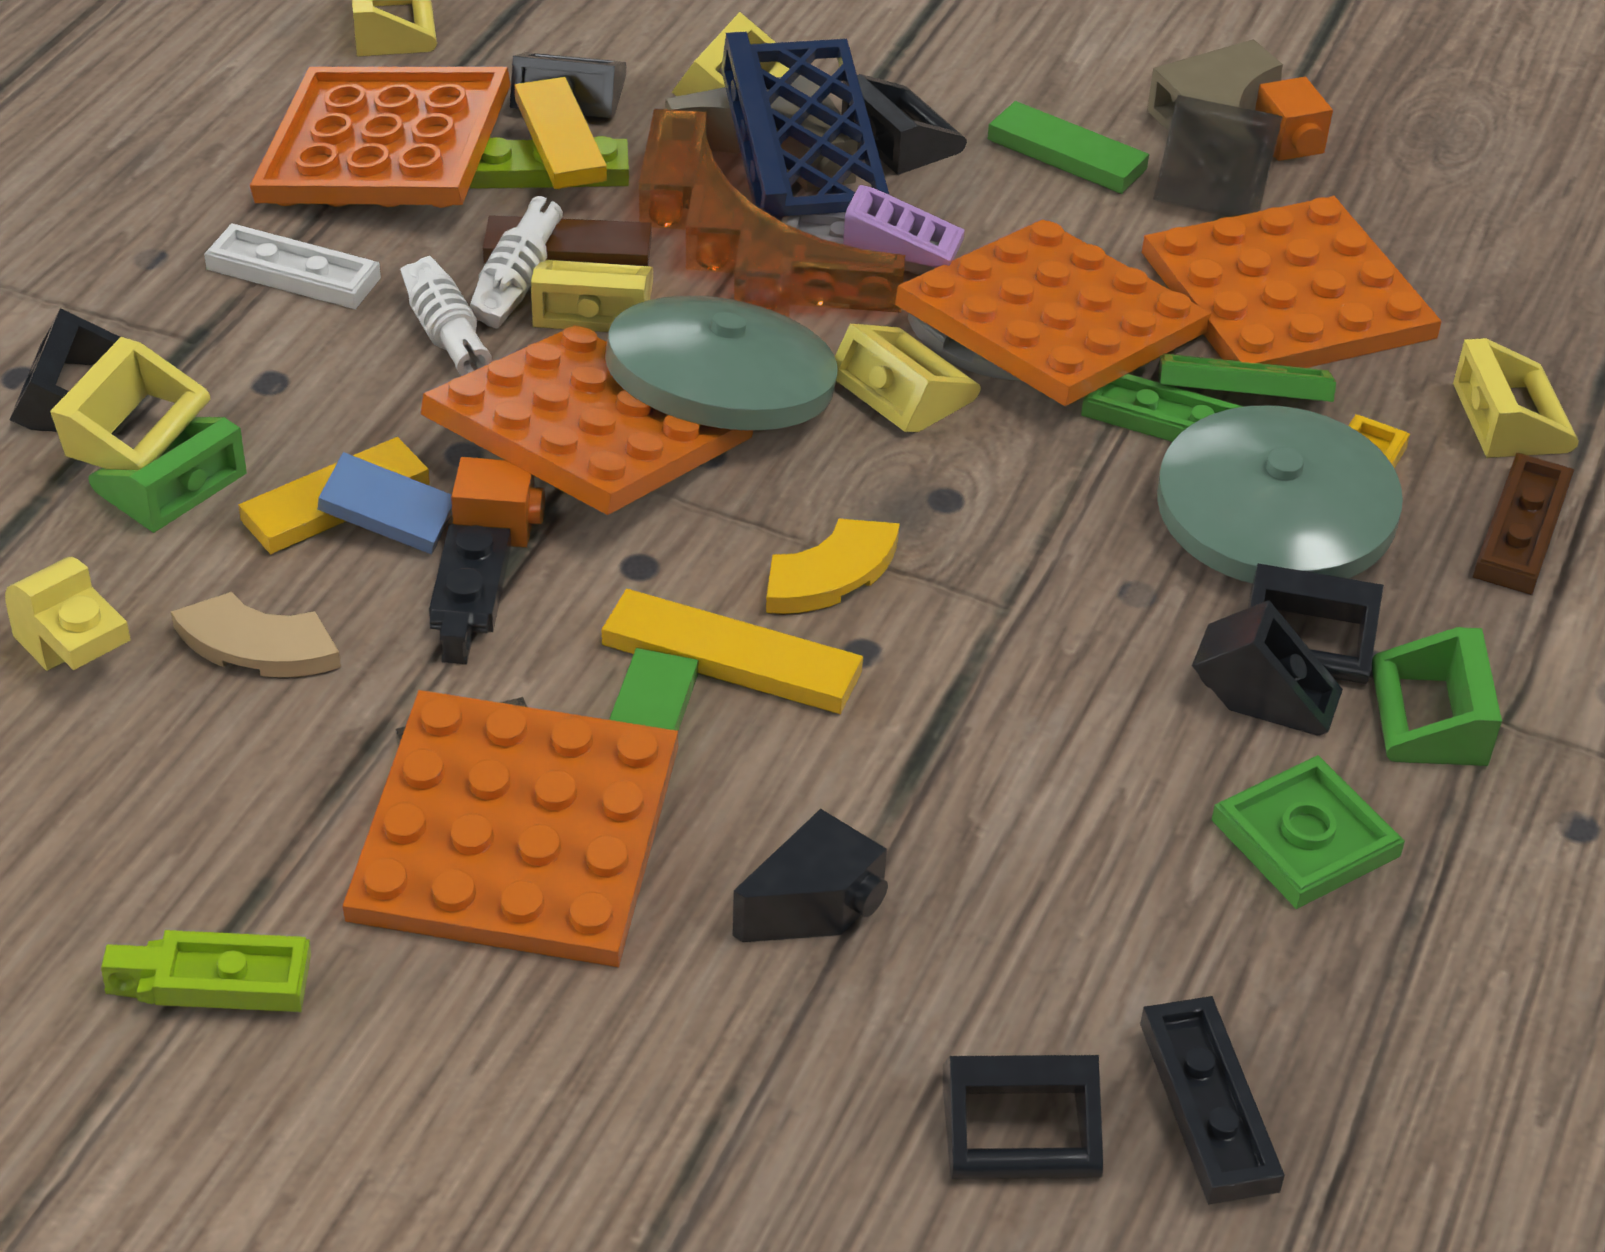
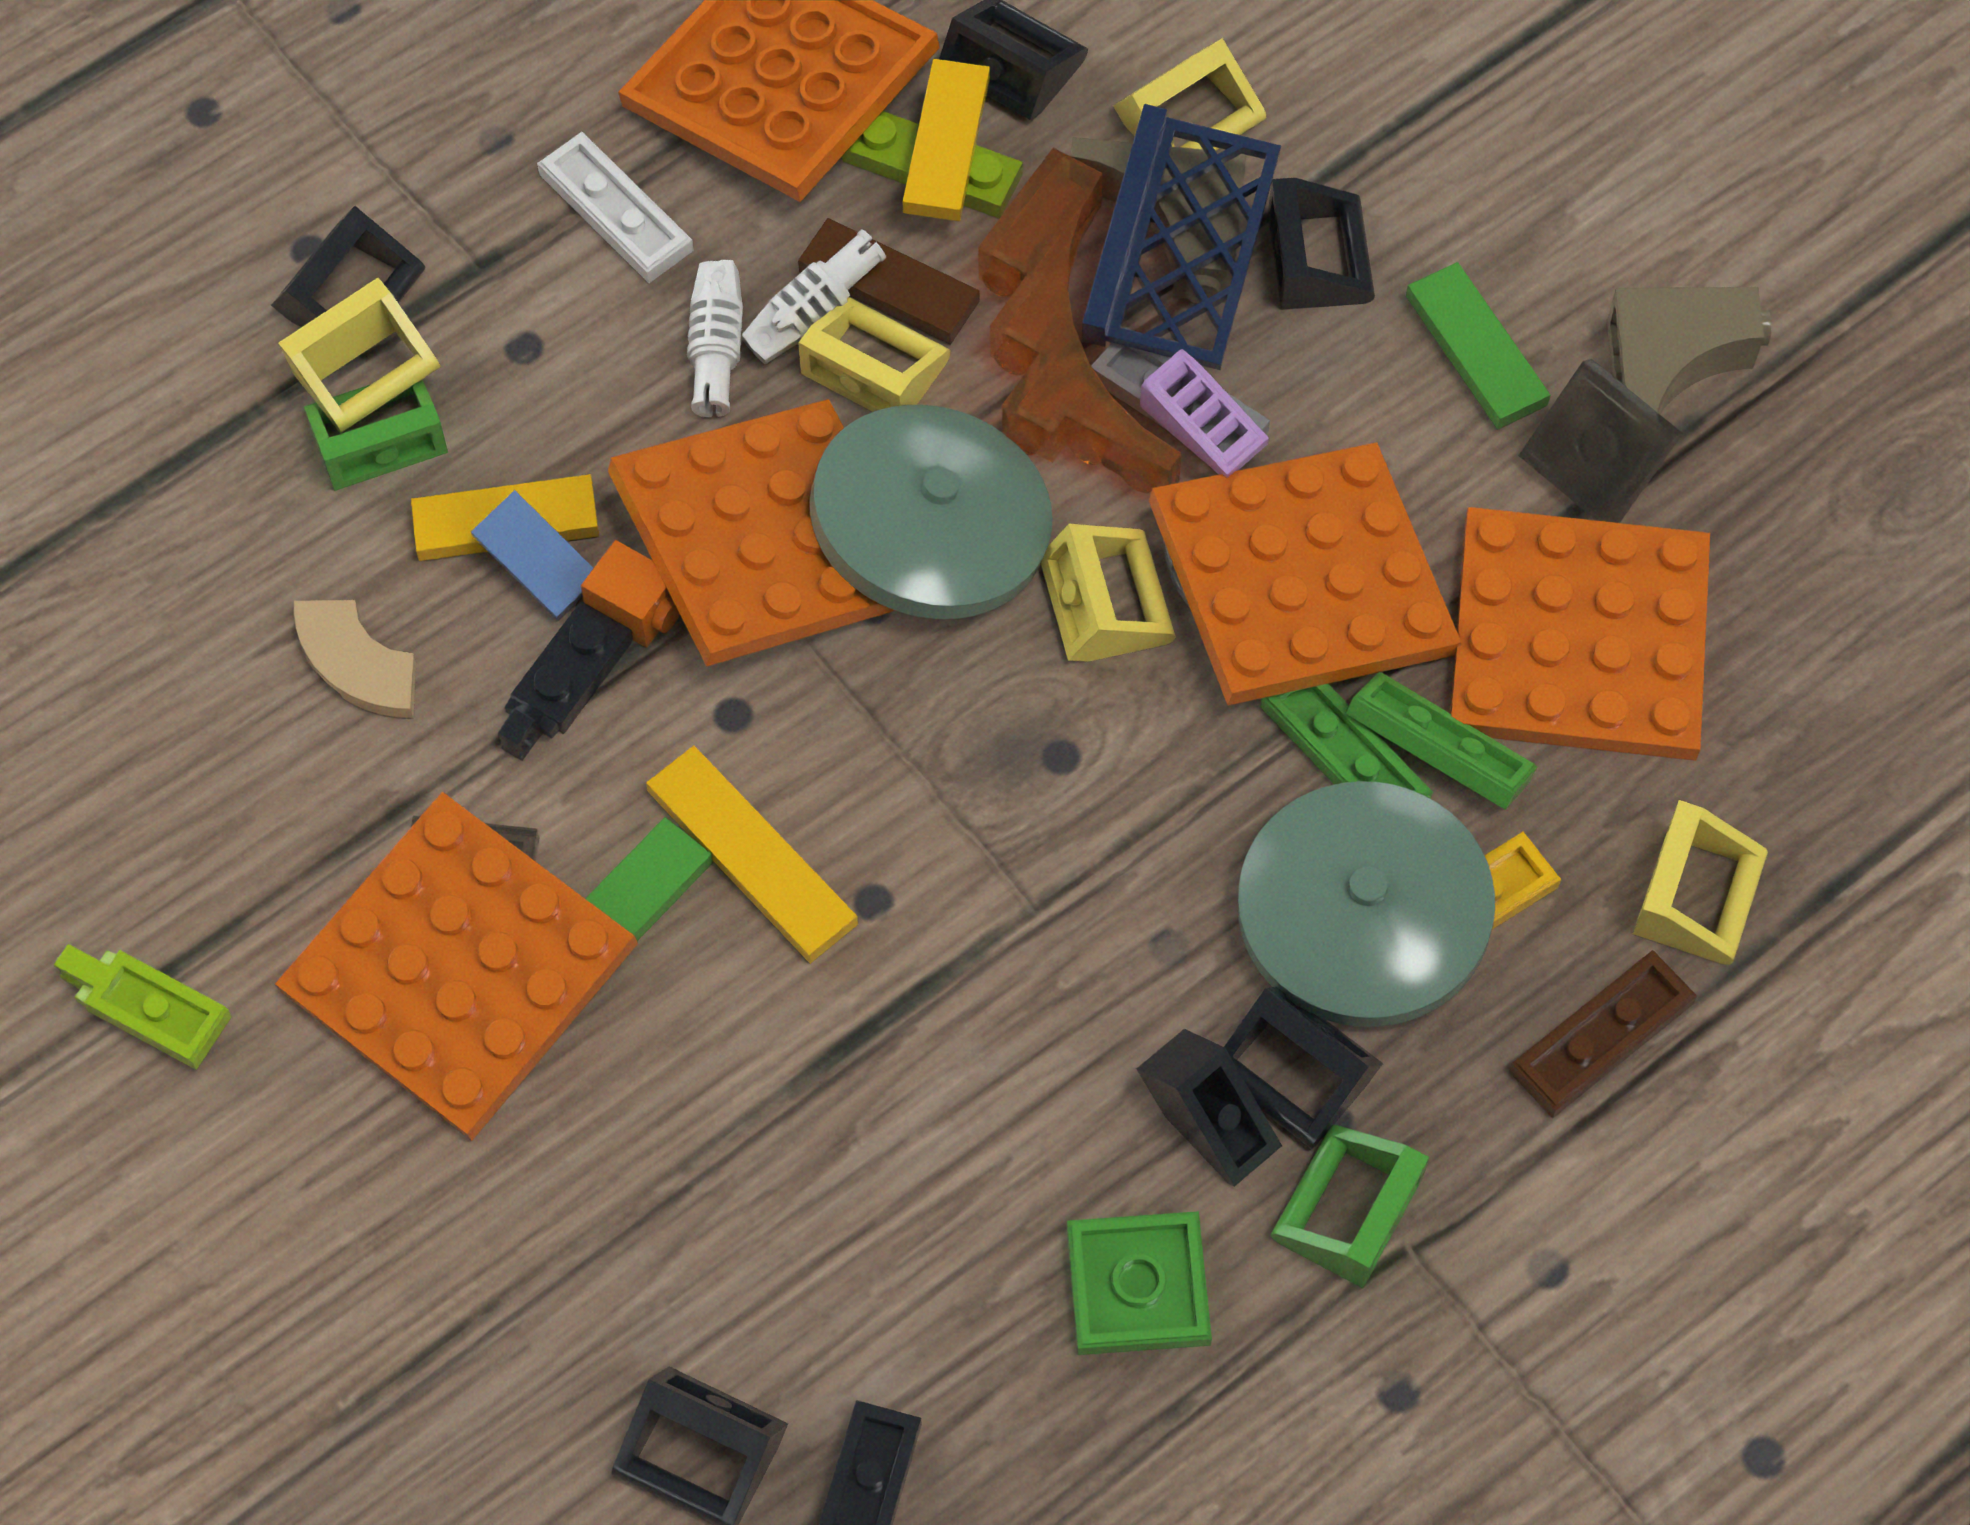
camera: 30 degrees right, 20 degrees up
(63, 616) = (193, 582): light yellow brick -> none
(812, 884) = (661, 1143): black slope -> none
(843, 562) = (898, 799): yellow tile -> none
(1304, 116) = (1738, 407): orange brick -> none

